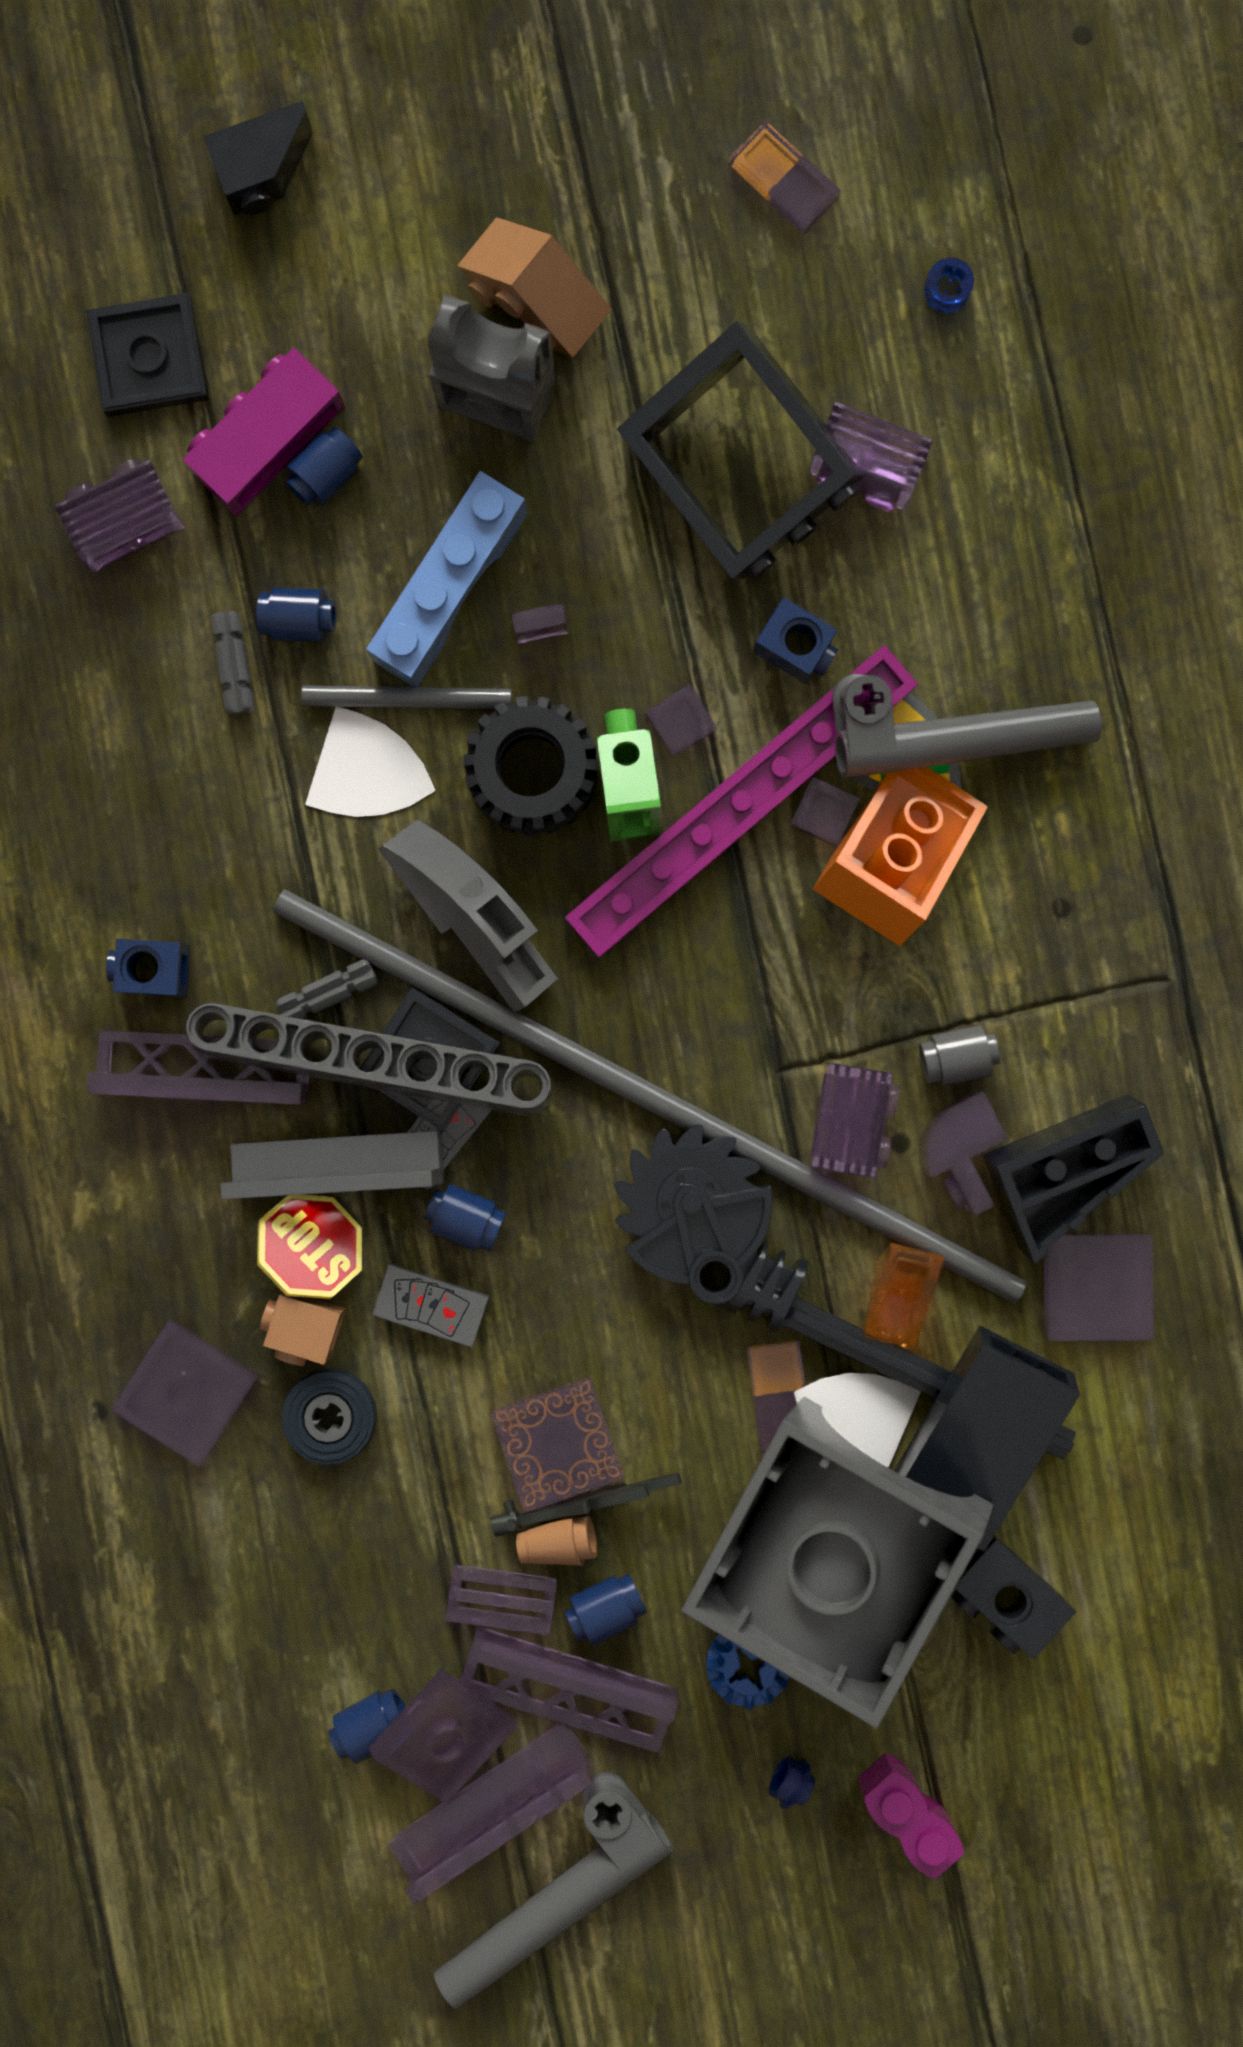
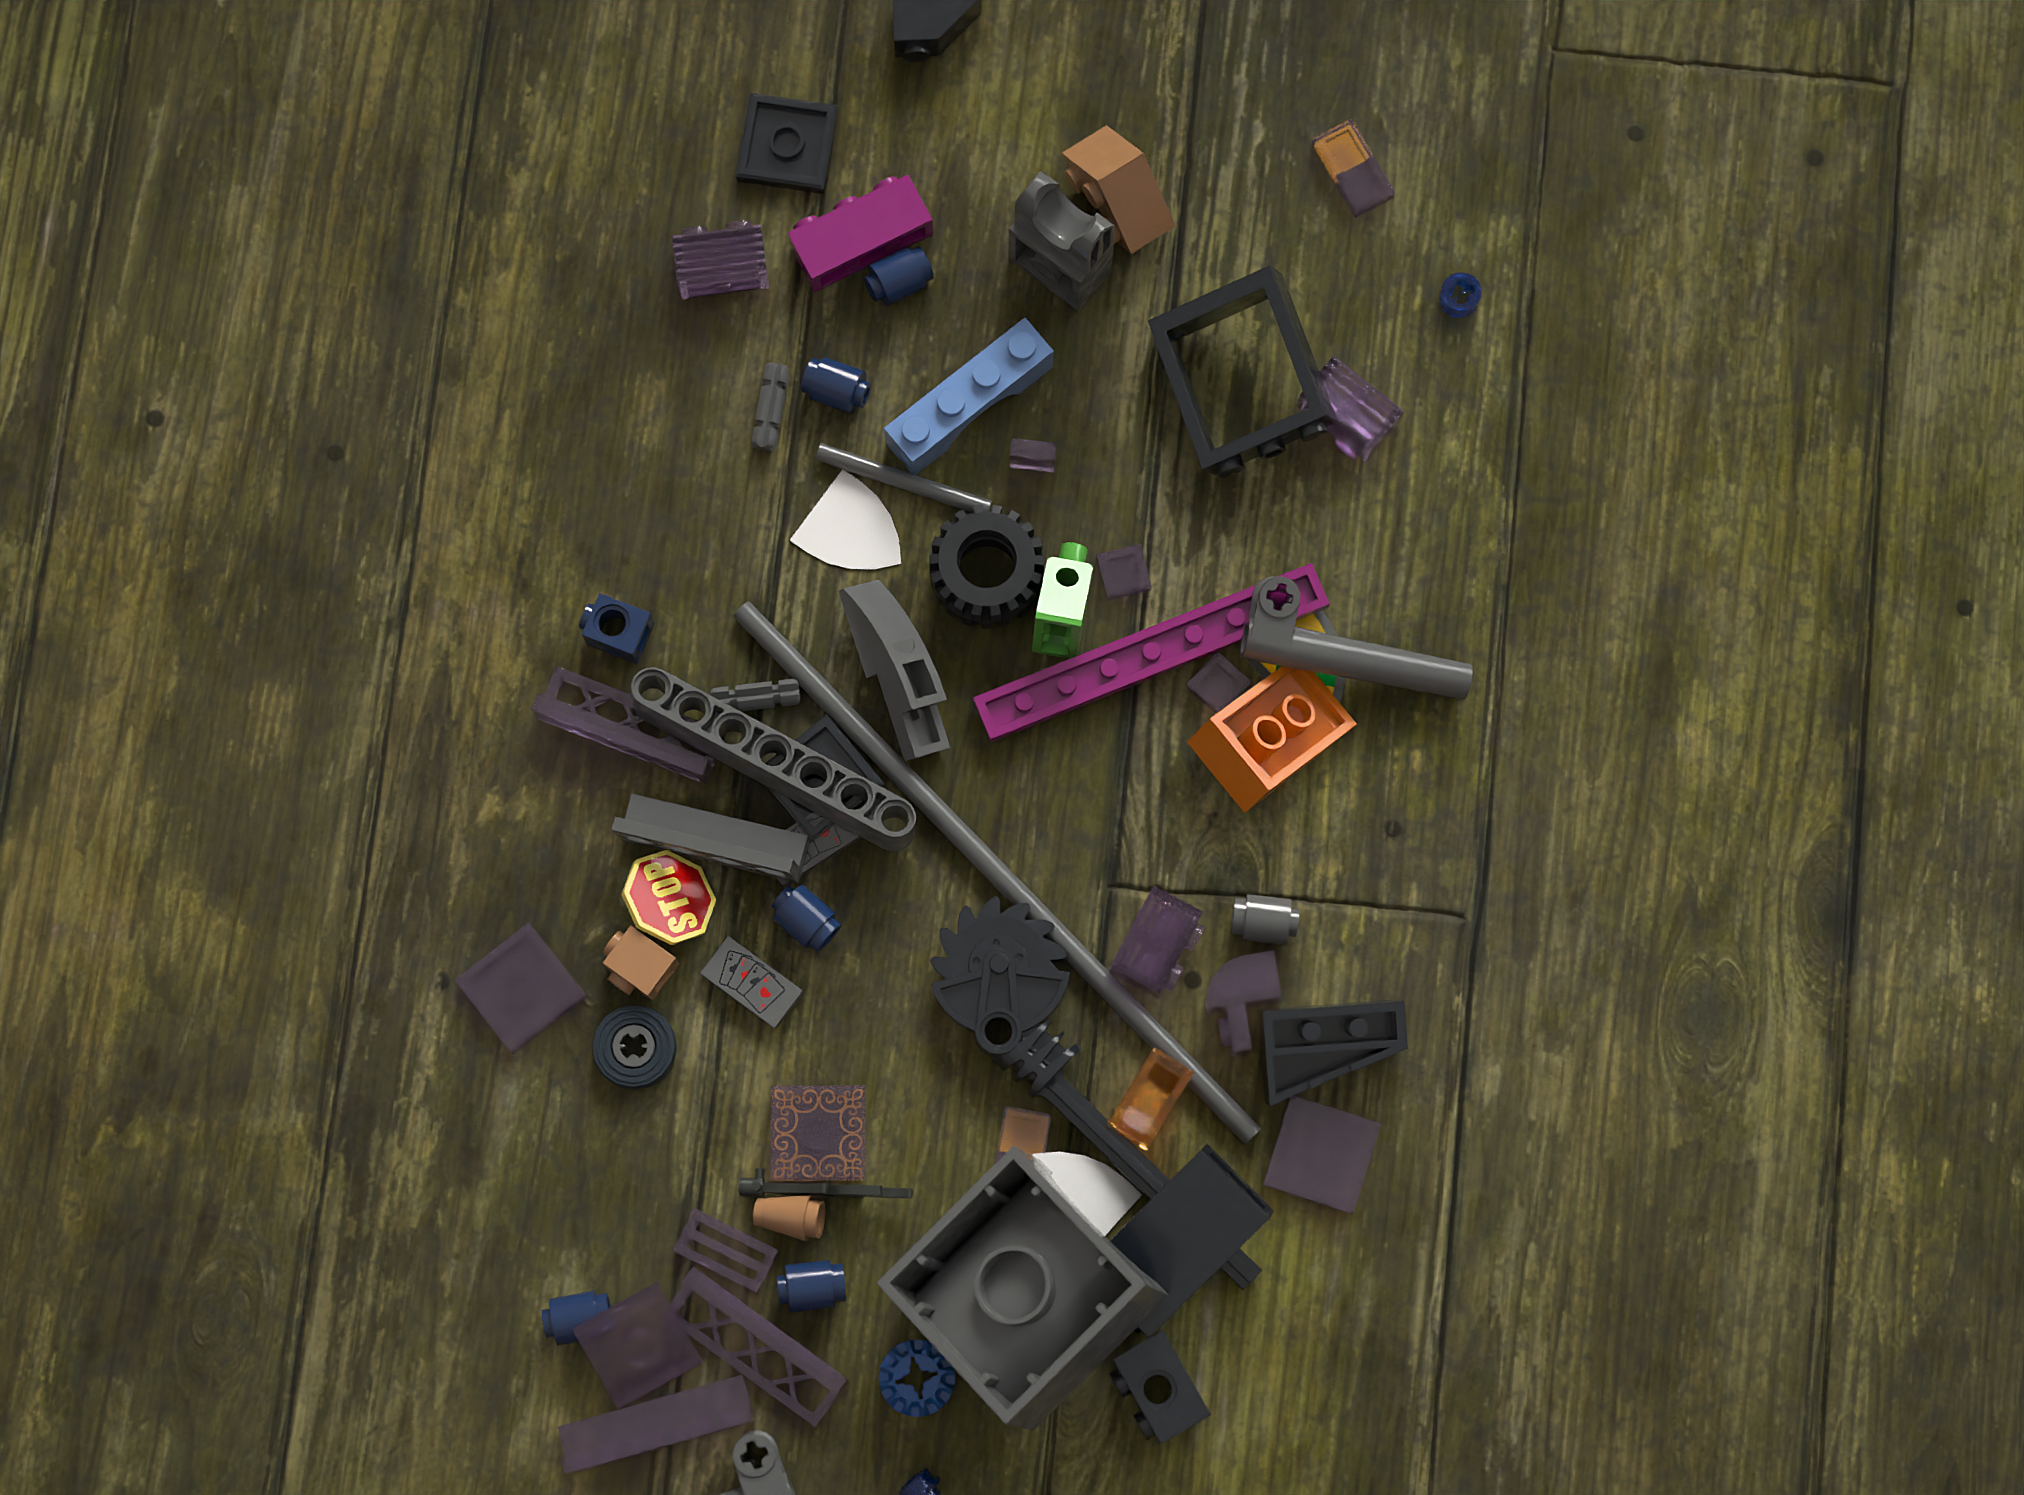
camera: 20 degrees right, 10 degrees down
(790, 619) = (1237, 518): dark blue brick -> none

